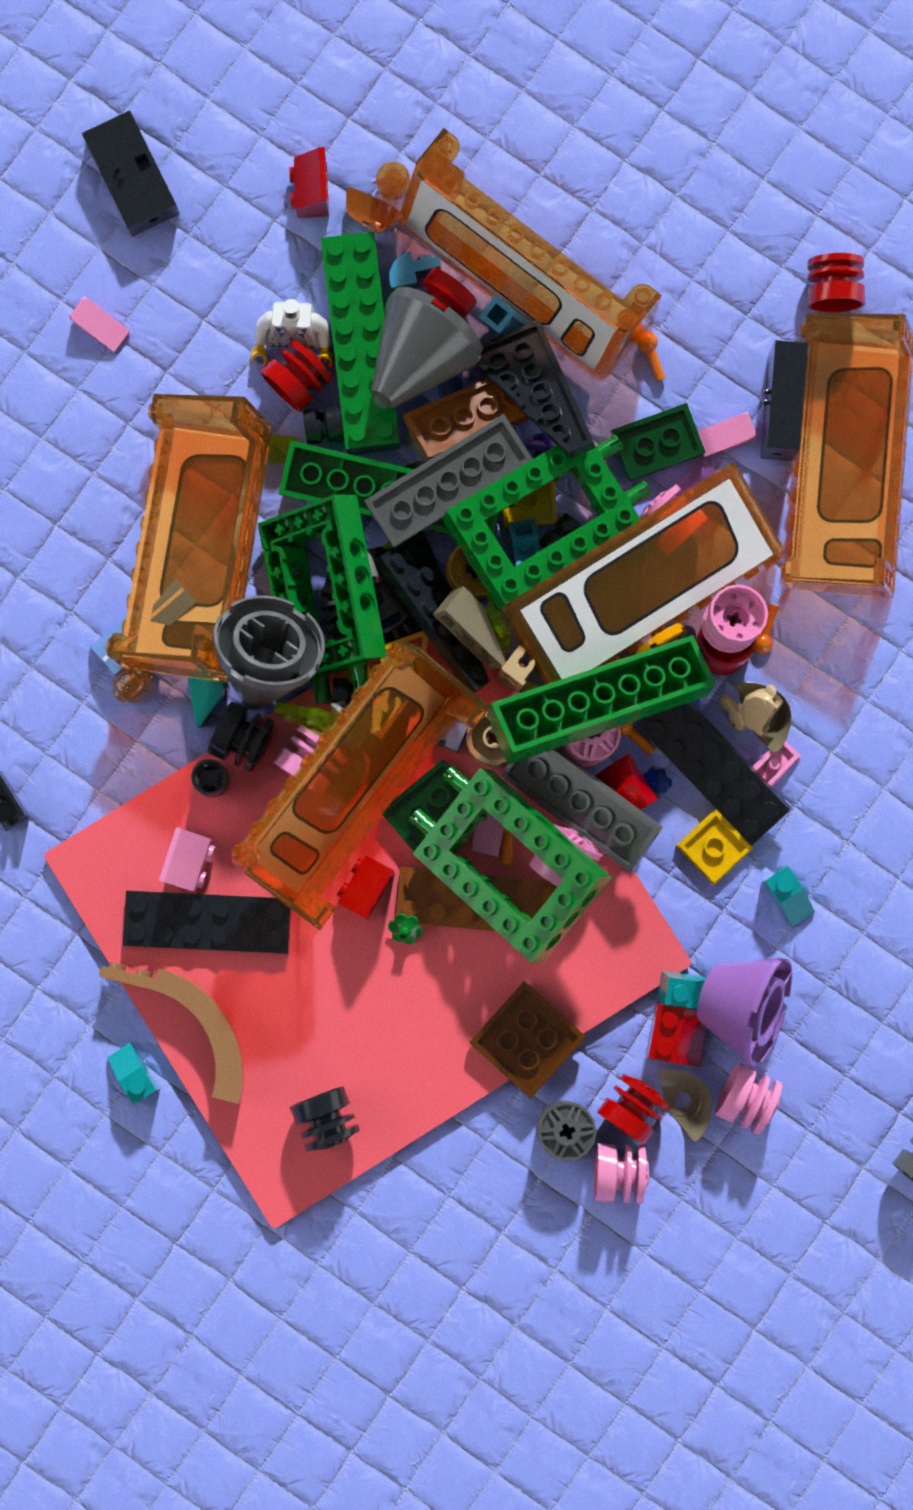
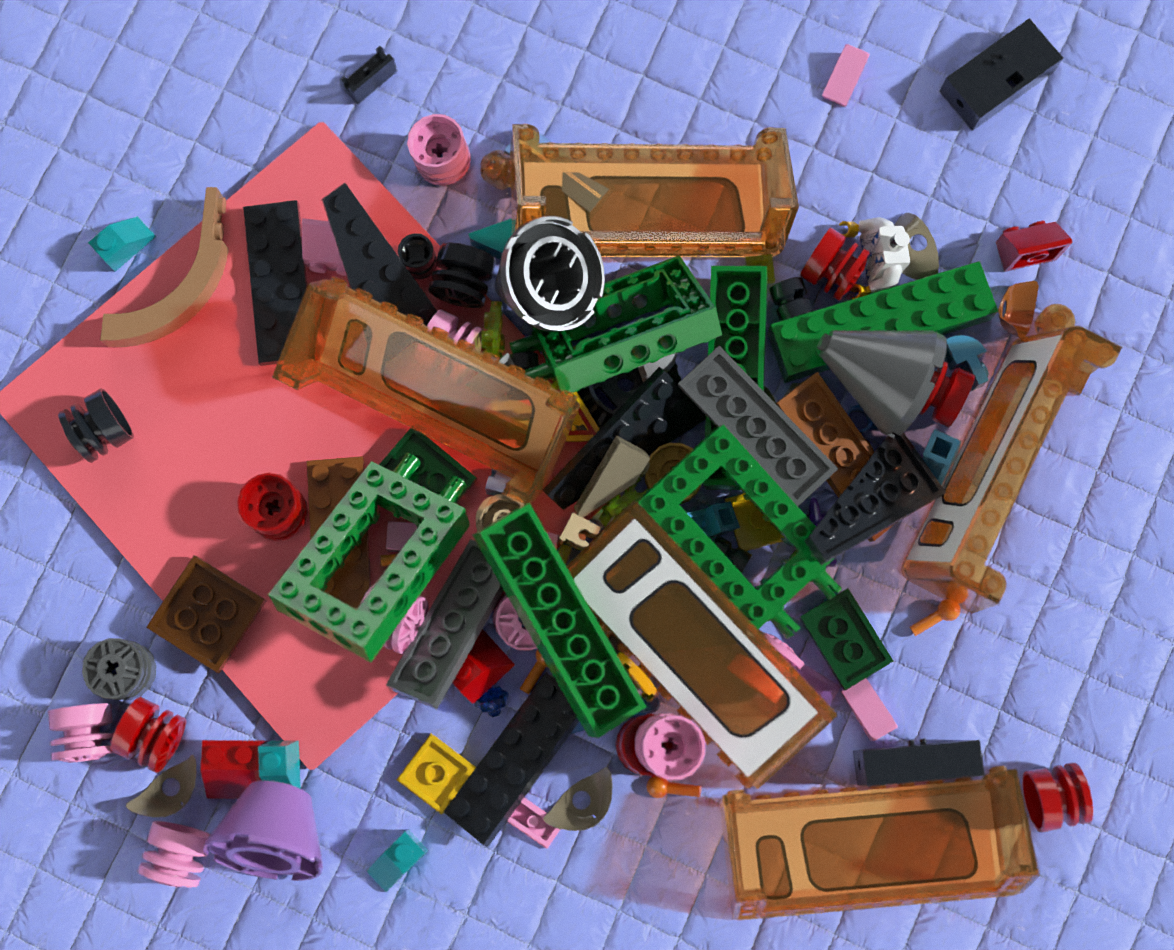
camera: 85 degrees right, 5 degrees down
(96, 724) = (437, 136): none -> bright pink wheel
(216, 820) = (370, 259): none -> black wing
(310, 291) = (923, 262): none -> dark tan piece
(365, 887) = (333, 425): red slope -> none
(405, 928) = (300, 472): green plant -> none
(422, 961) = (264, 494): none -> red wheel
(755, 711) = (582, 790): tan animal -> none

